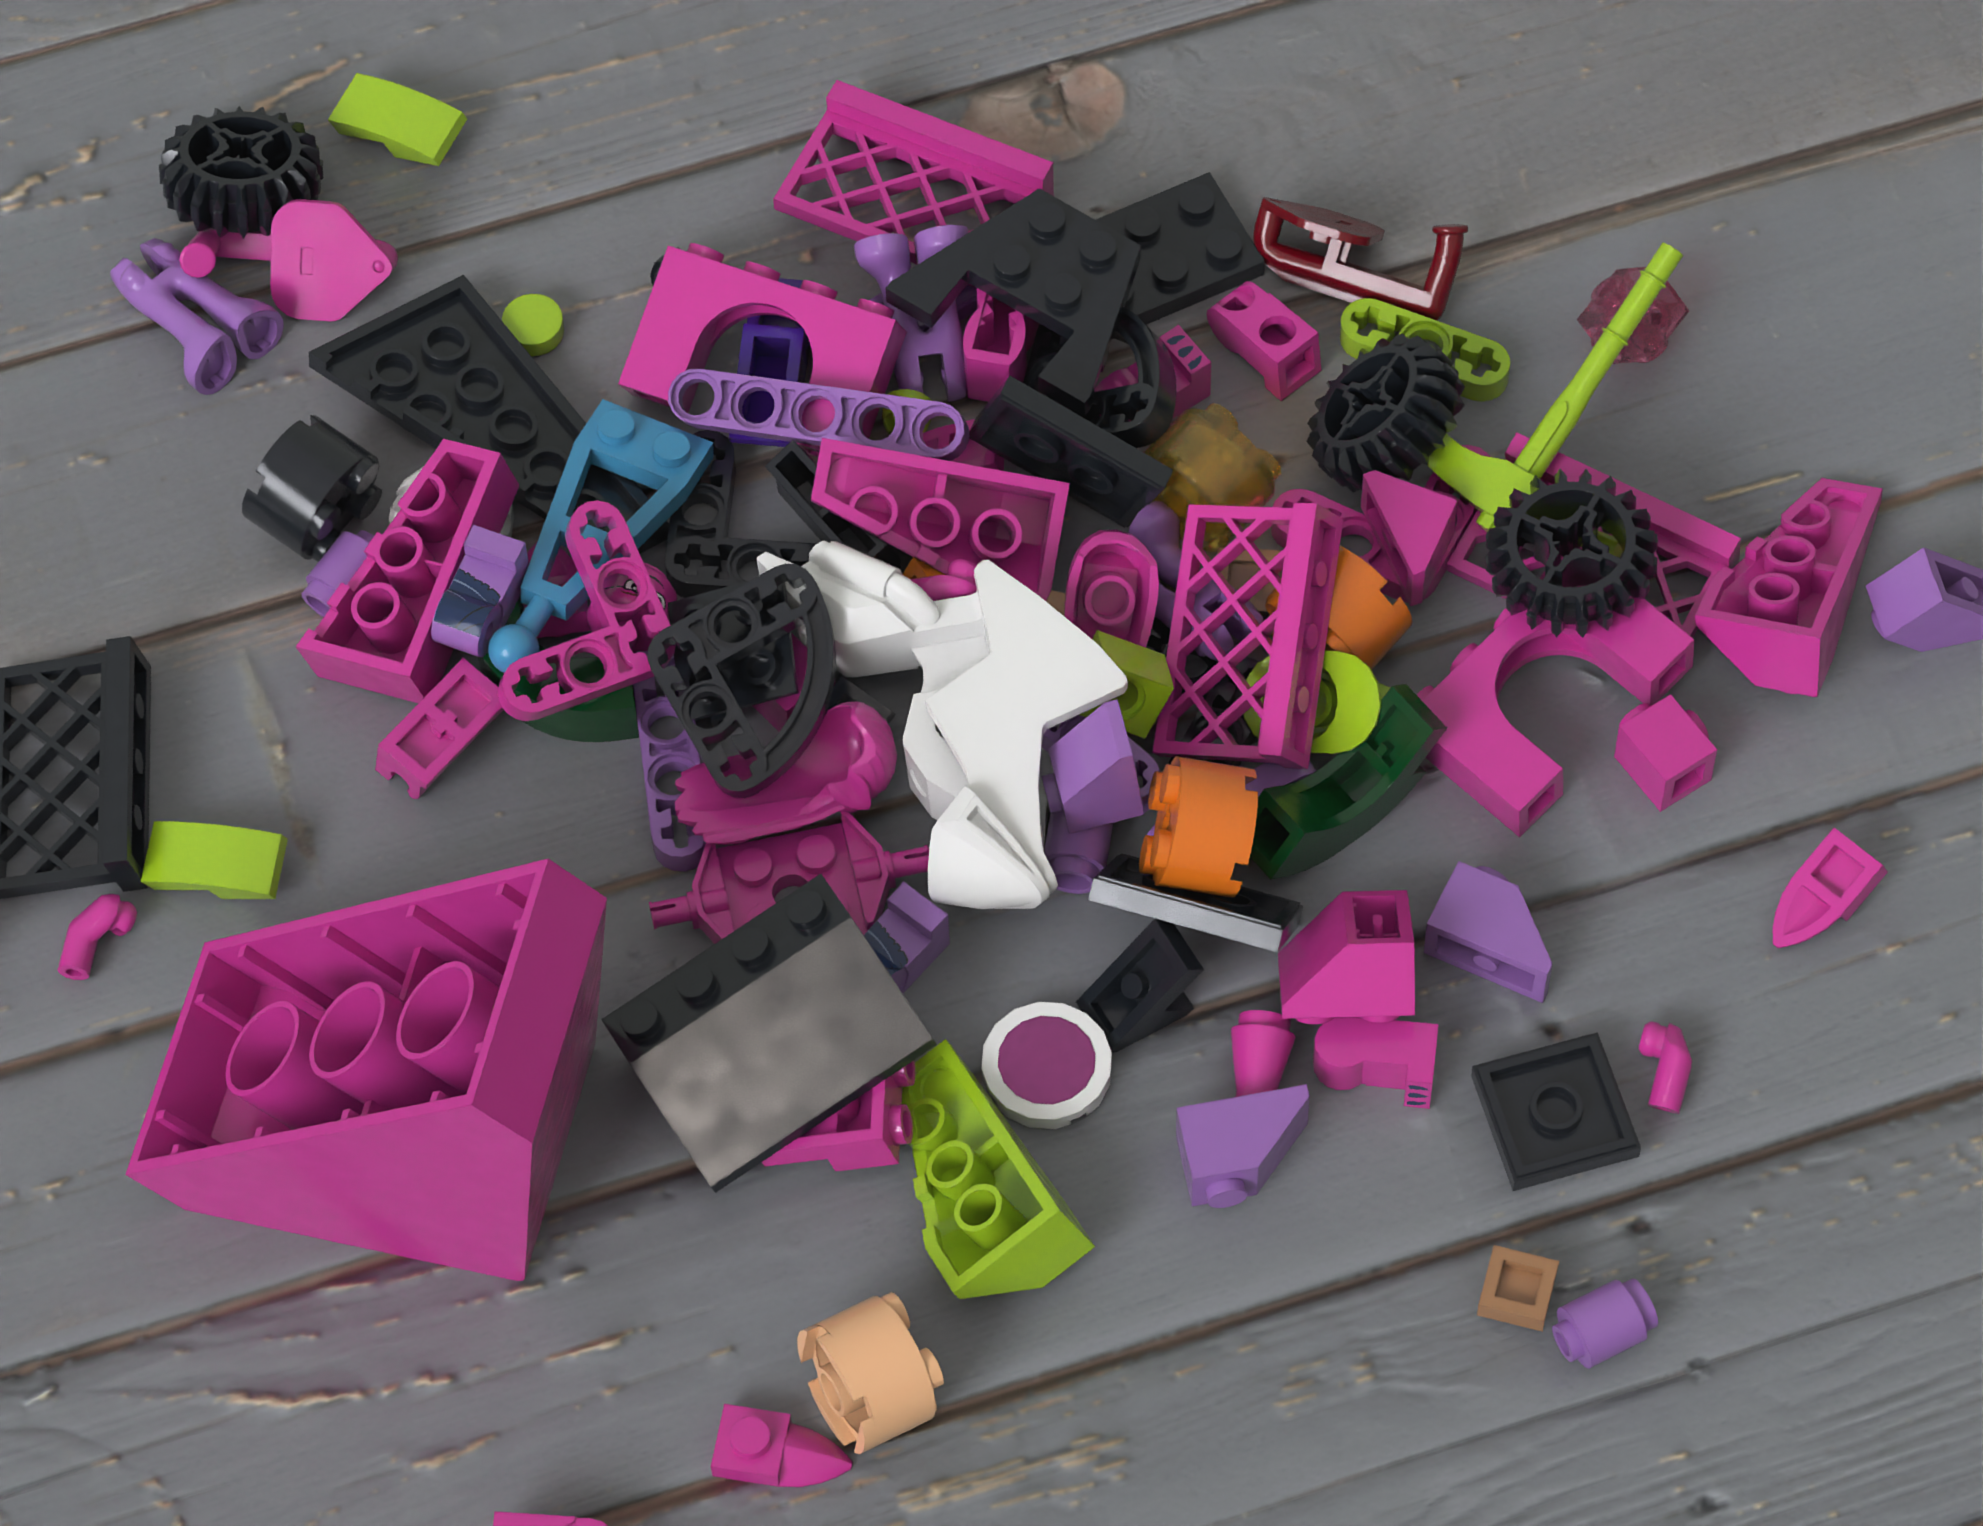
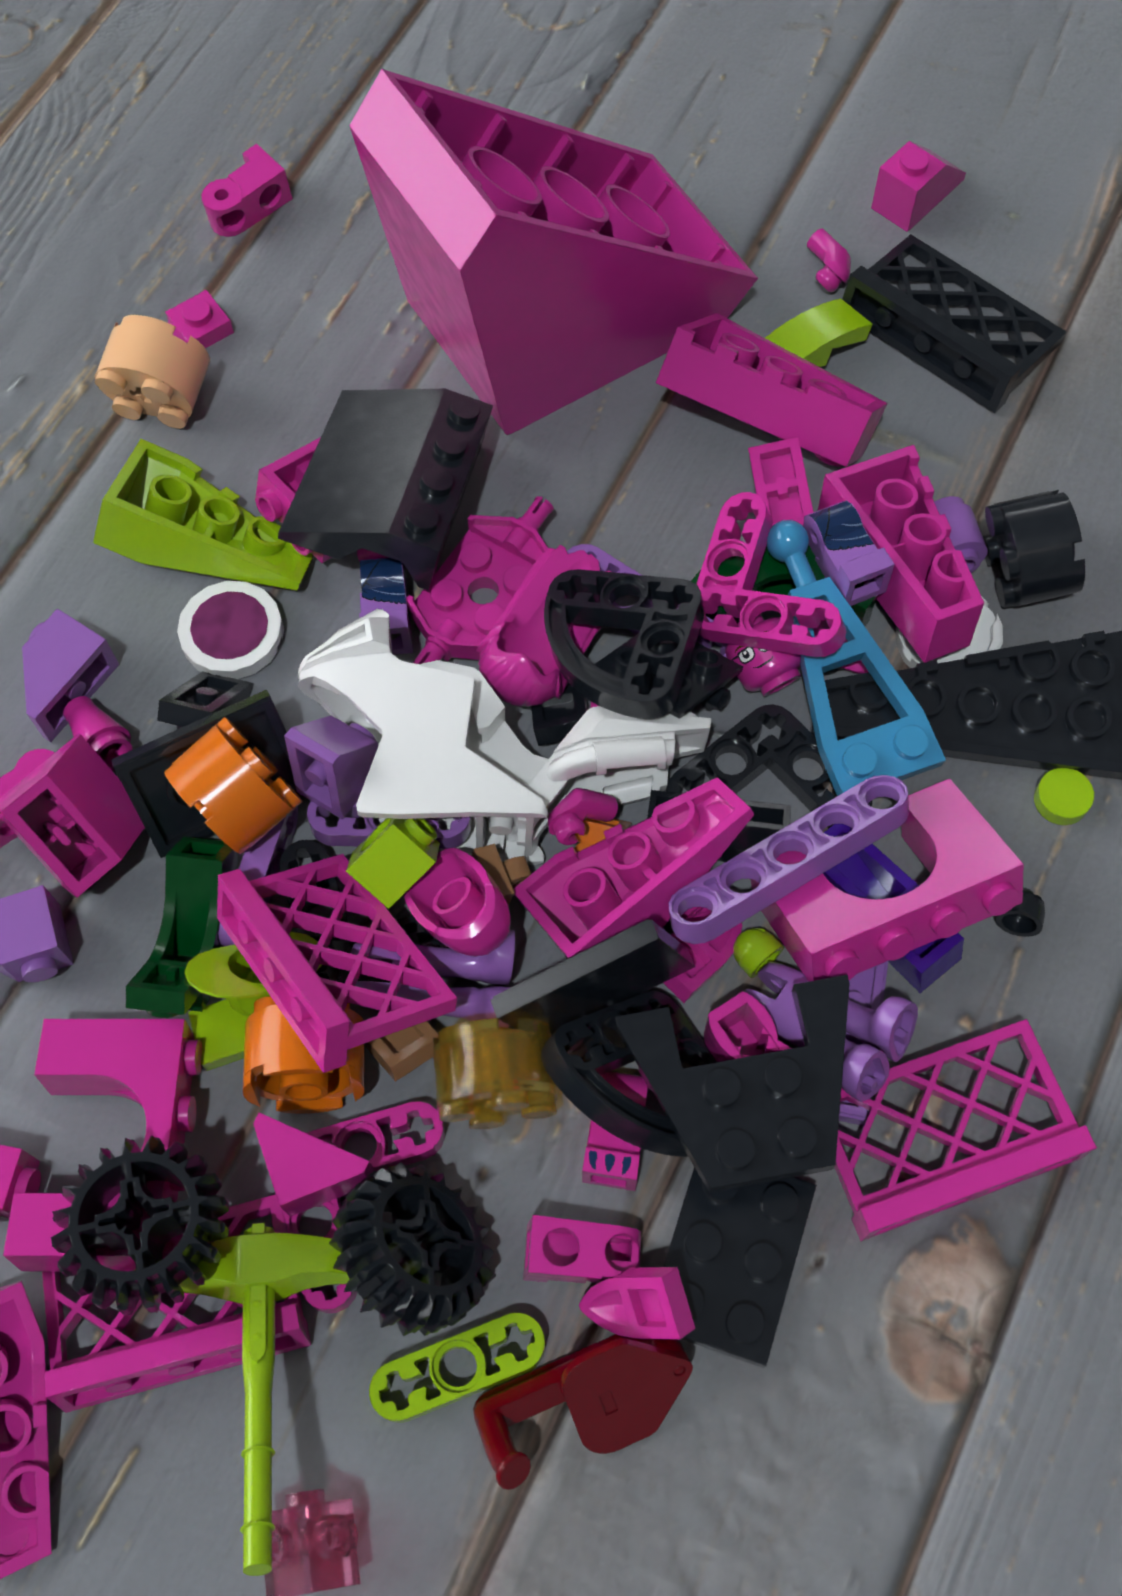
camera: 135 degrees right, 5 degrees up
(333, 808) = (770, 389): none -> dark pink wedge
(1257, 255) = (641, 1304): none -> dark pink plate

